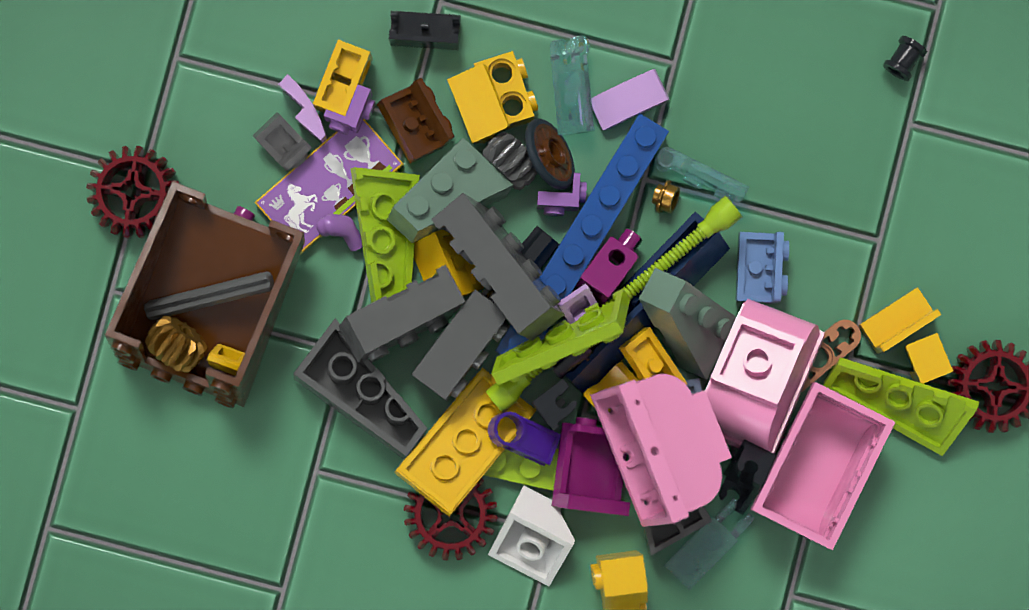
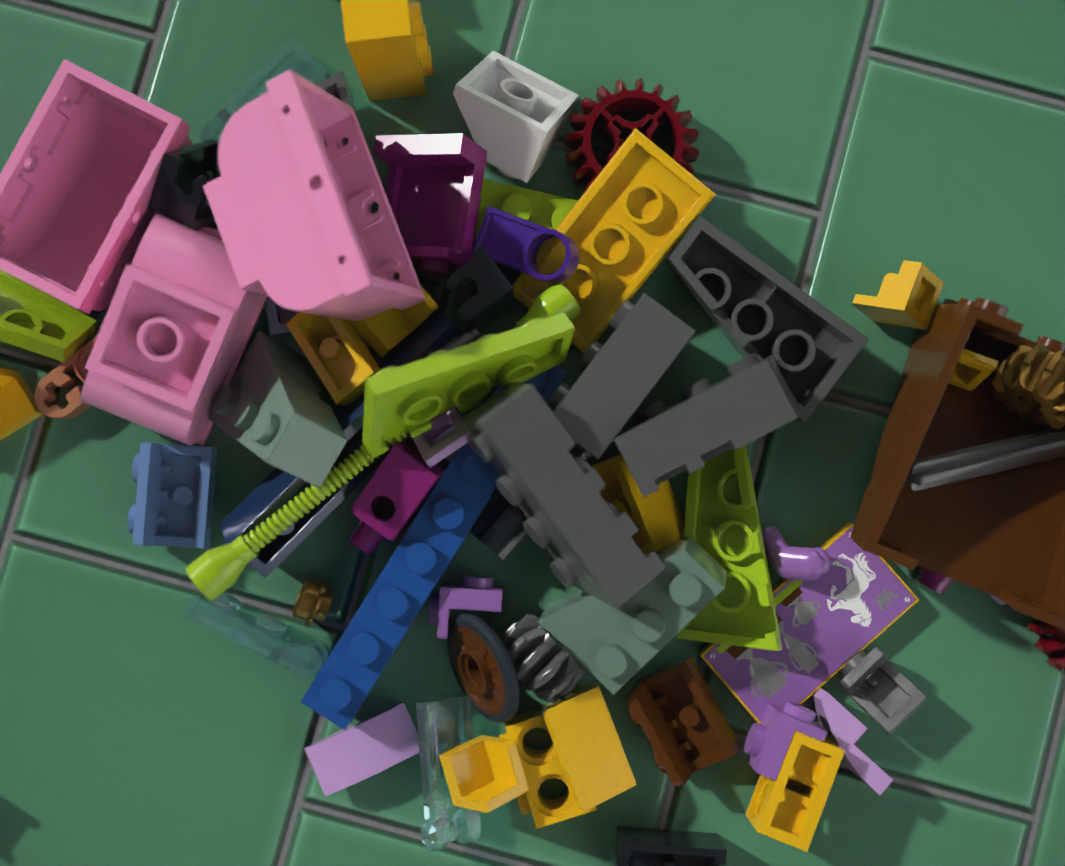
camera: 175 degrees left, 0 degrees up
(262, 406) = (904, 297): none -> yellow panel
(547, 86) = (484, 773): none -> yellow panel

